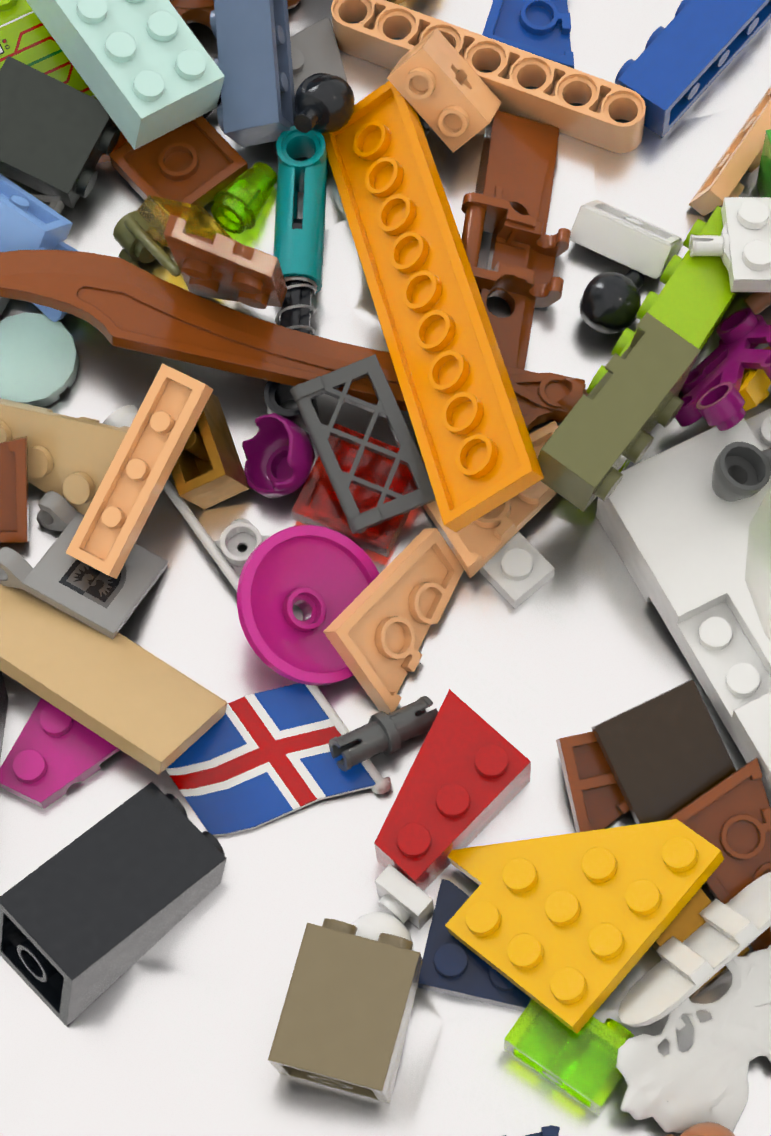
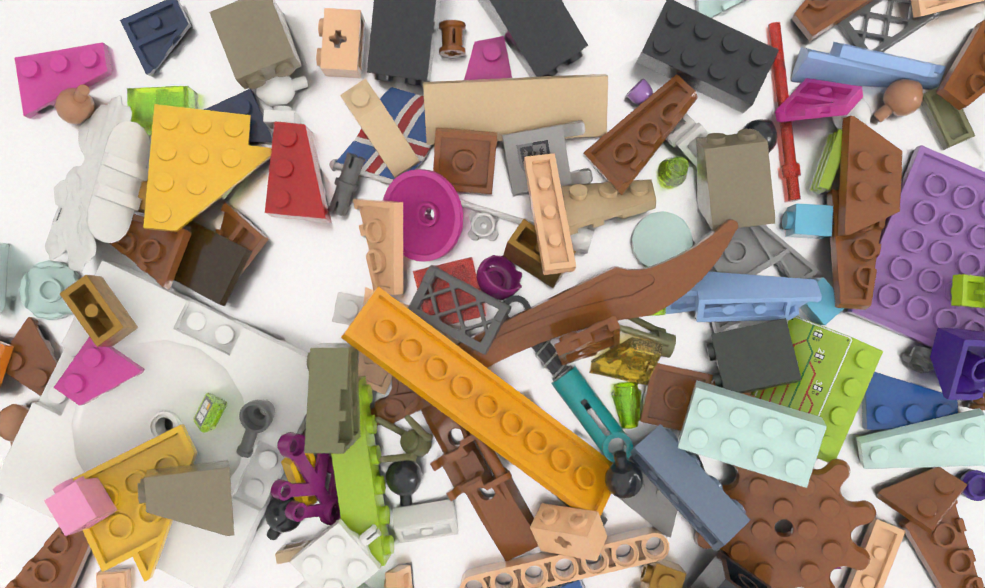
camera: 140 degrees right, 20 degrees up
(66, 825) = (452, 38): none -> dark orange bush
(190, 639) = (466, 159): none -> dark orange plate
(234, 913) = (347, 59): none -> light nougat brick
(273, 774) = (379, 128): none -> tan slope
(565, 337) = (414, 442): none -> olive plant

